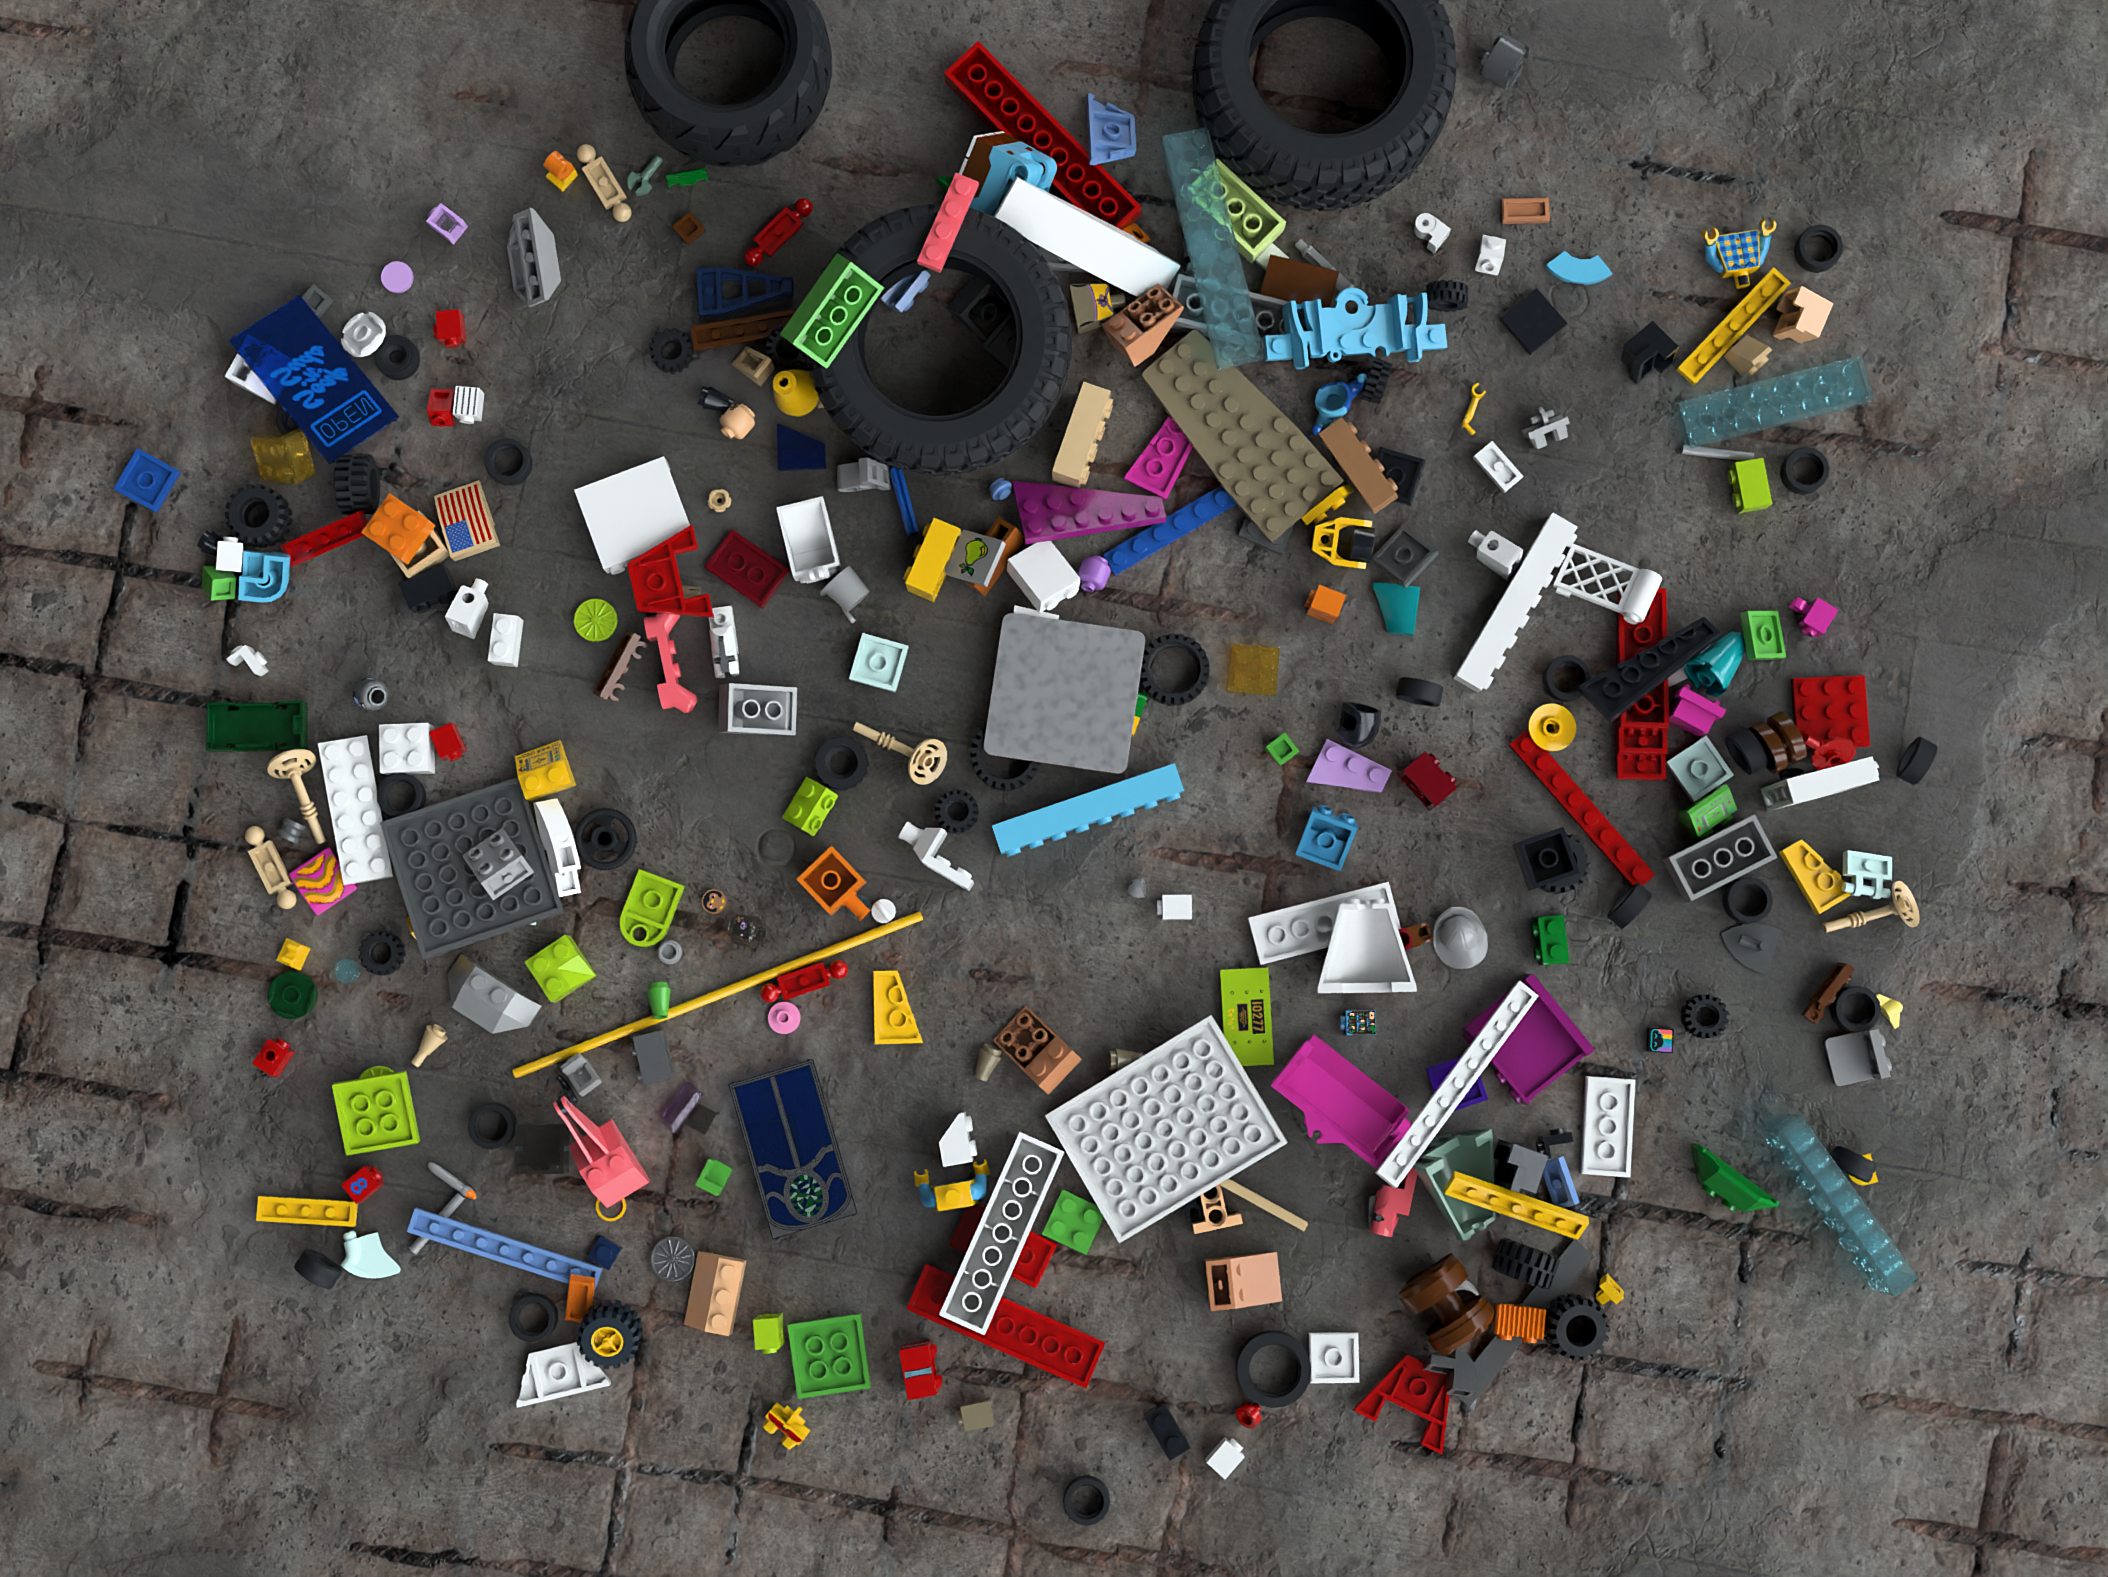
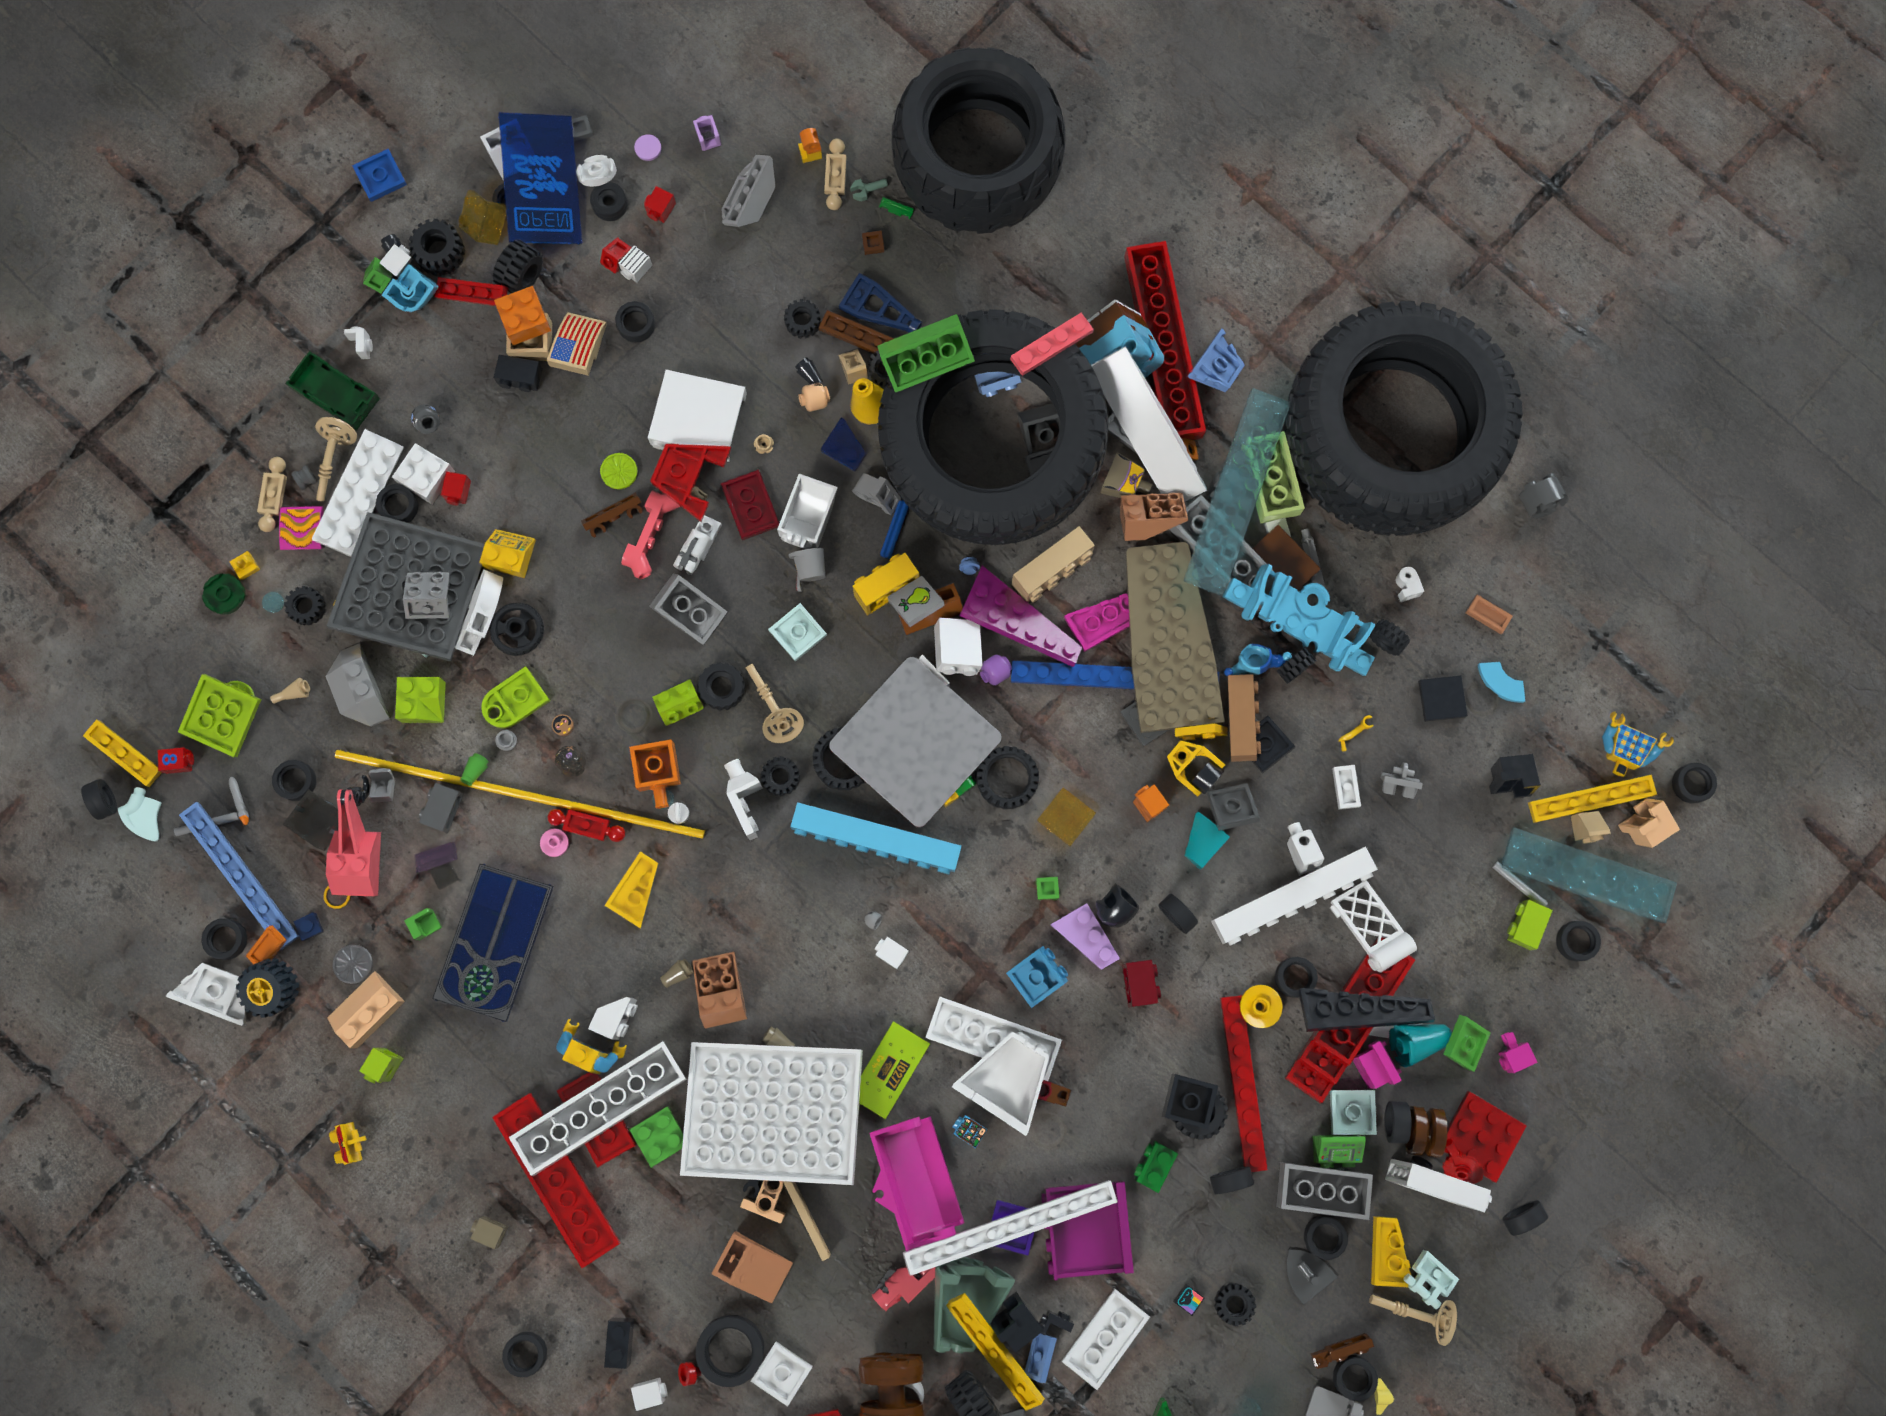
camera: 30 degrees right, 5 degrees down
(274, 1056) = (178, 628): red brick -> none
(468, 609) = (534, 404): white torso -> none
(505, 640) = (545, 443): white brick -> none
(778, 232) = (934, 285): red plate -> none
(829, 1356) = (413, 1113): bright green plate -> none
(920, 1369) = (469, 1169): red container -> none
(1460, 938) = (1088, 1118): light grey hat -> none
(1490, 255) = (1442, 629): white bracket -> none

